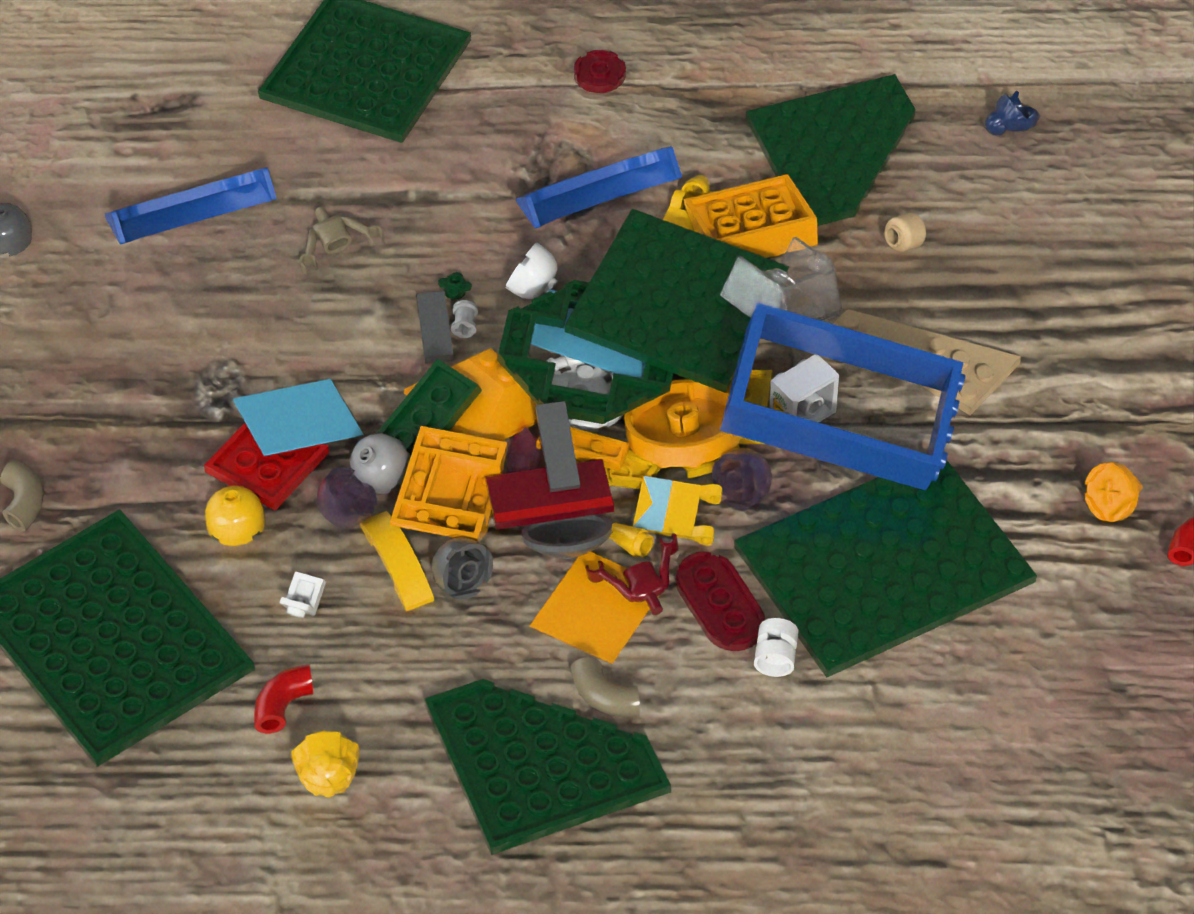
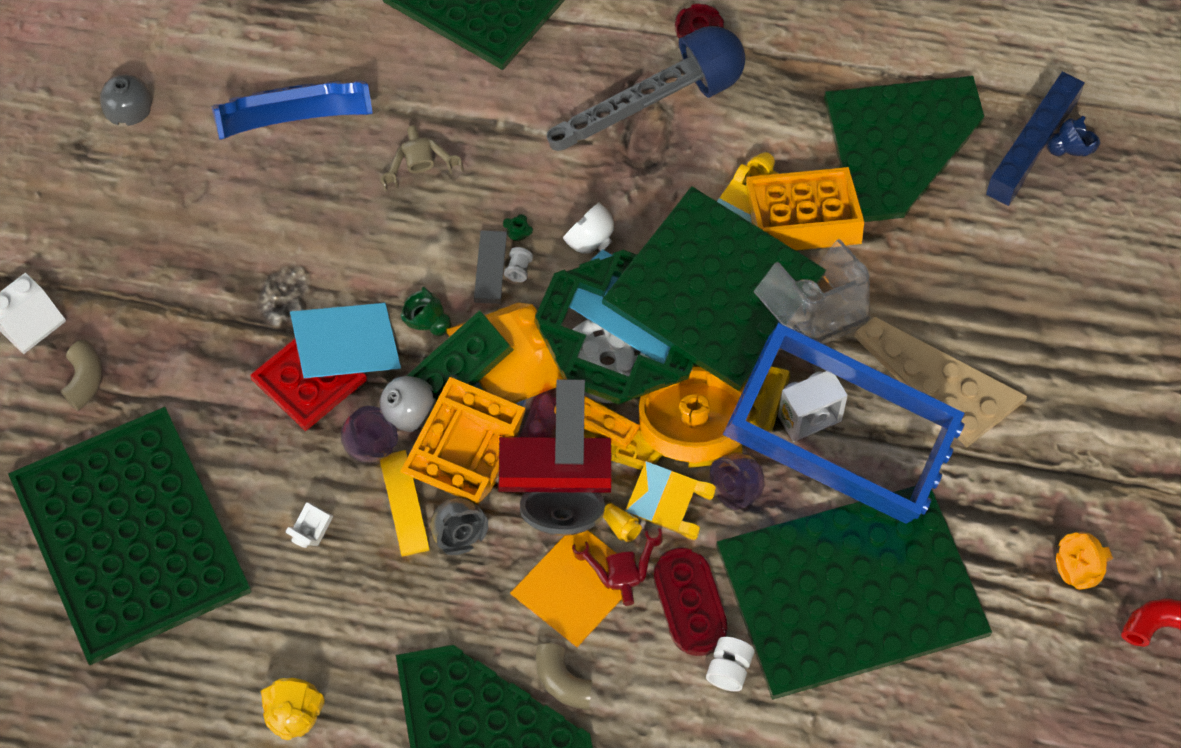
camera: 10 degrees right, 10 degrees up
(234, 515) = (267, 431): yellow cylinder -> none
(276, 696) = (265, 624): red cylinder -> none
(377, 377) = (425, 312): none -> dark green piece
(599, 186) = (666, 148): blue windscreen -> none
(619, 95) = (710, 59): none -> piece
(905, 232) = (946, 245): tan head -> none
(965, 131) = (1024, 152): none -> dark blue arch

